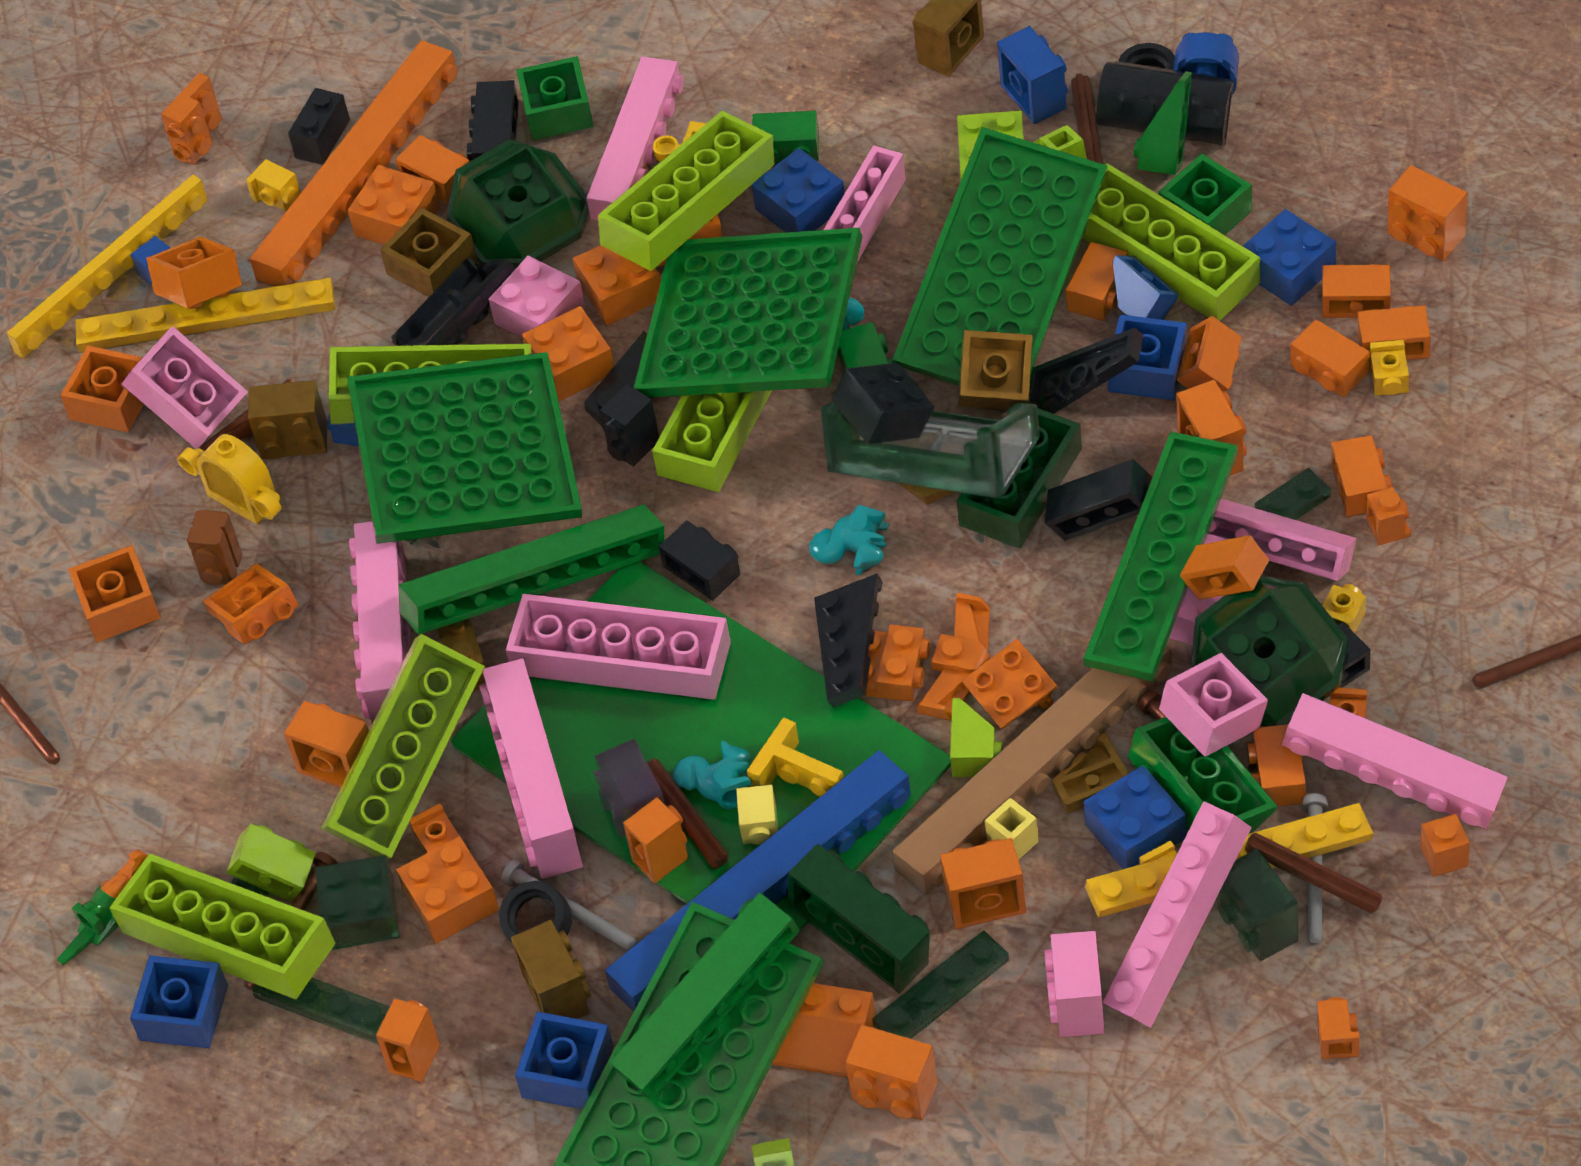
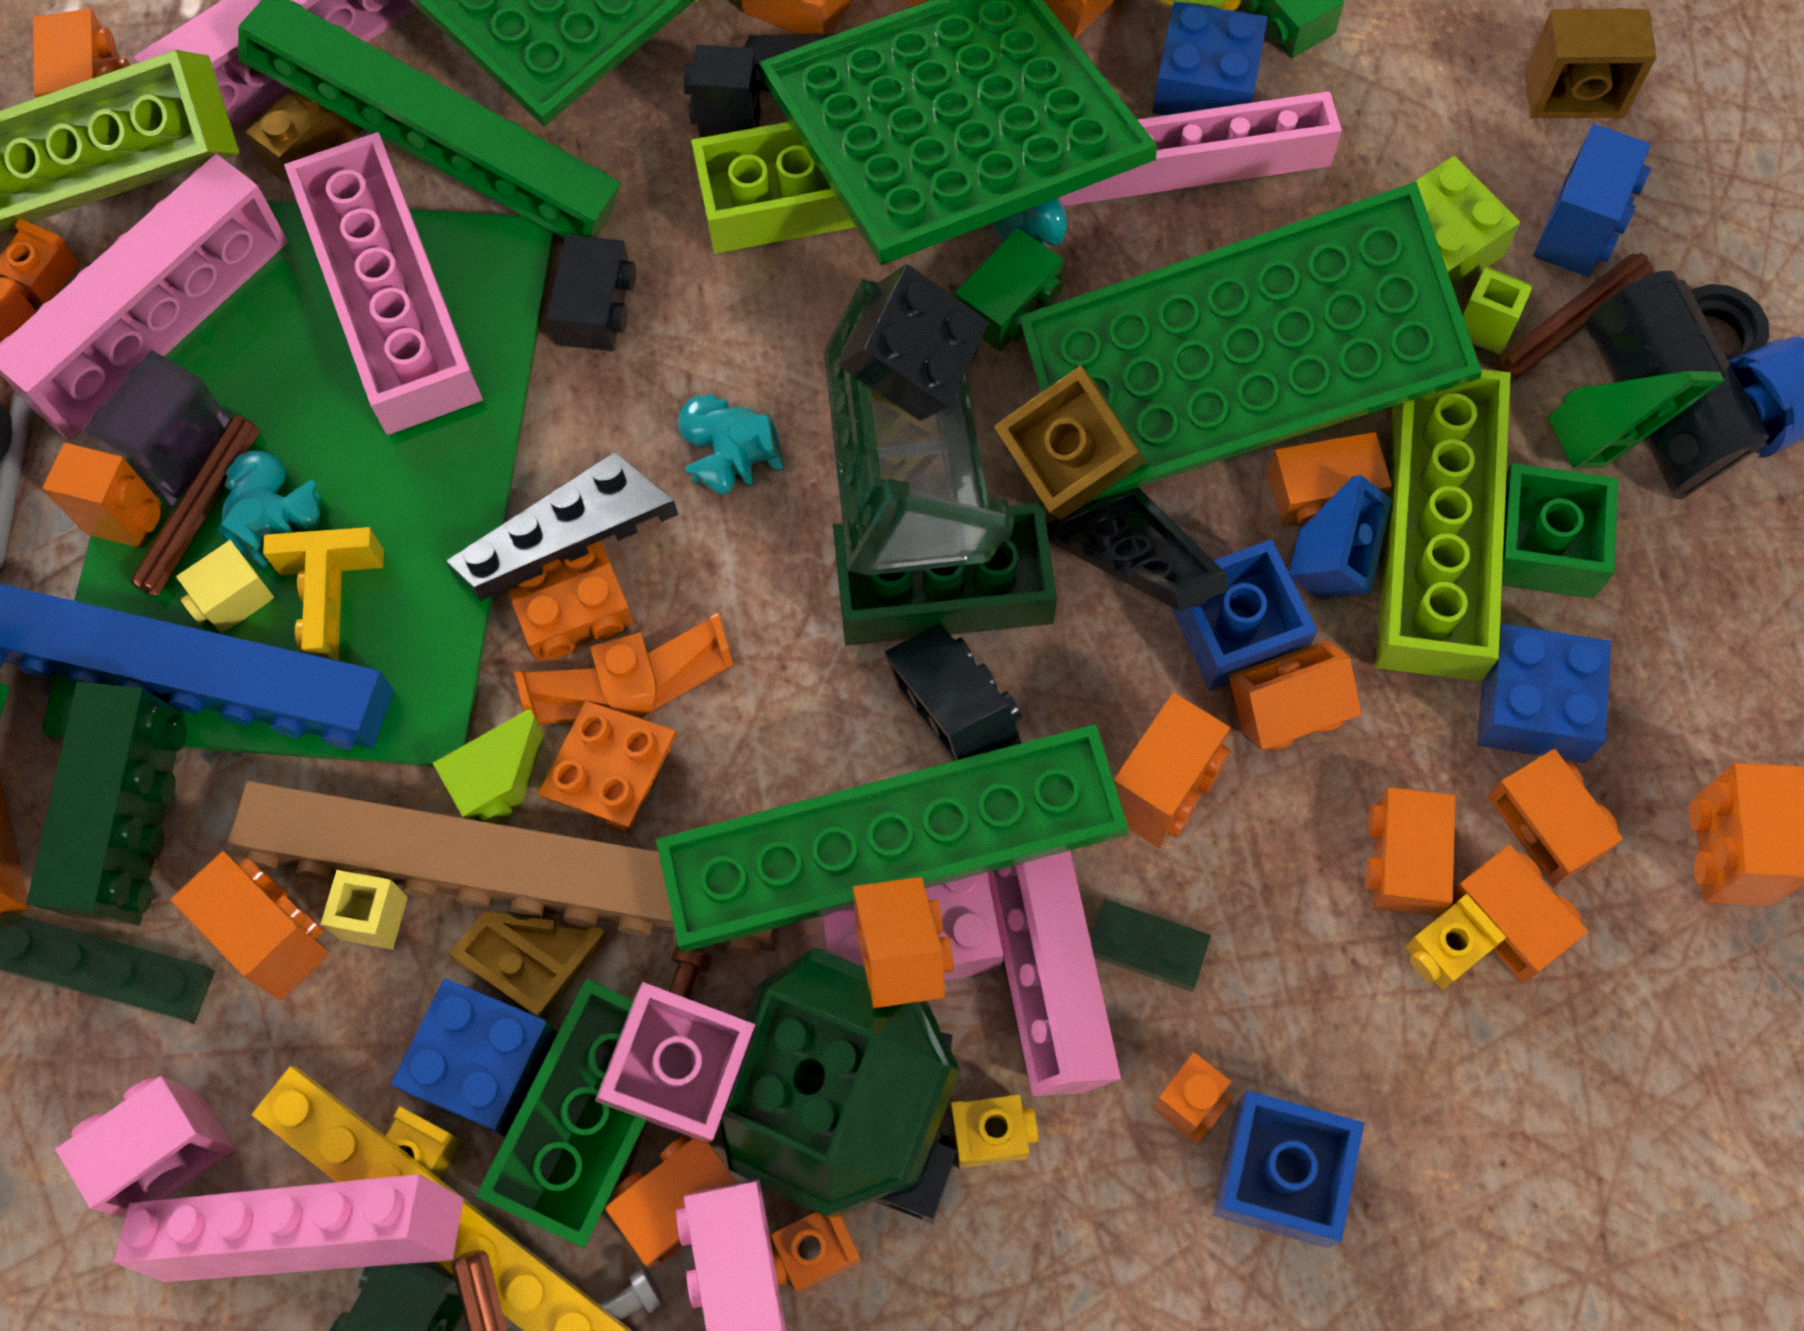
camera: 50 degrees right, 15 degrees up
(1358, 472) = (1242, 1014): orange brick -> none
(1452, 493) = (1289, 1169): none -> blue brick

